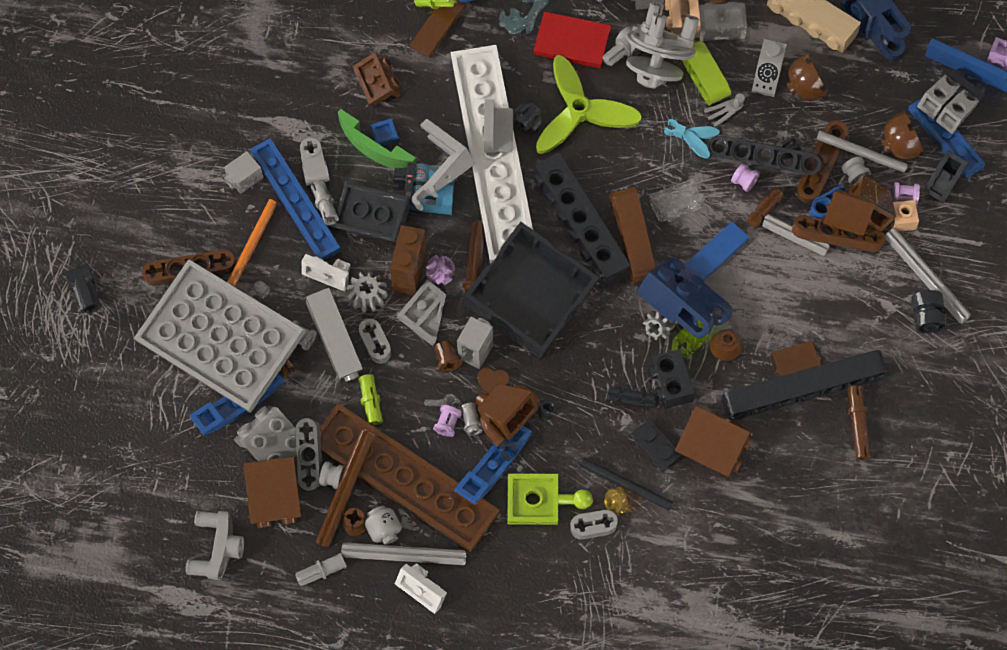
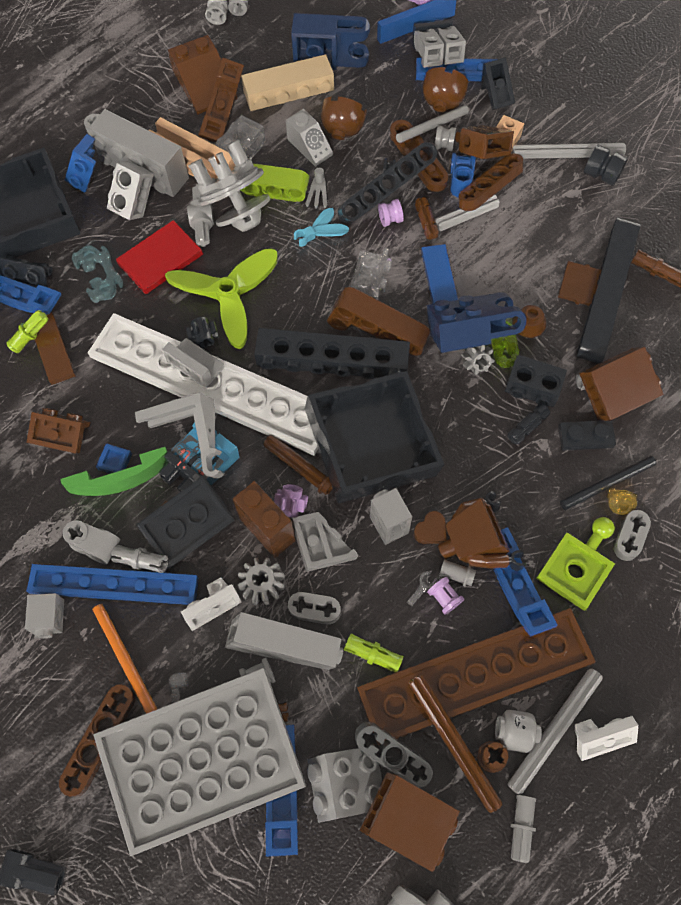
camera: 55 degrees left, 0 degrees up
(331, 474) = (430, 745): light grey wheel -> none
(447, 357) = (385, 552): reddish brown bush -> none
(849, 212) = (488, 155): reddish brown piece -> none
(905, 192) = (489, 118): lavender bush -> none

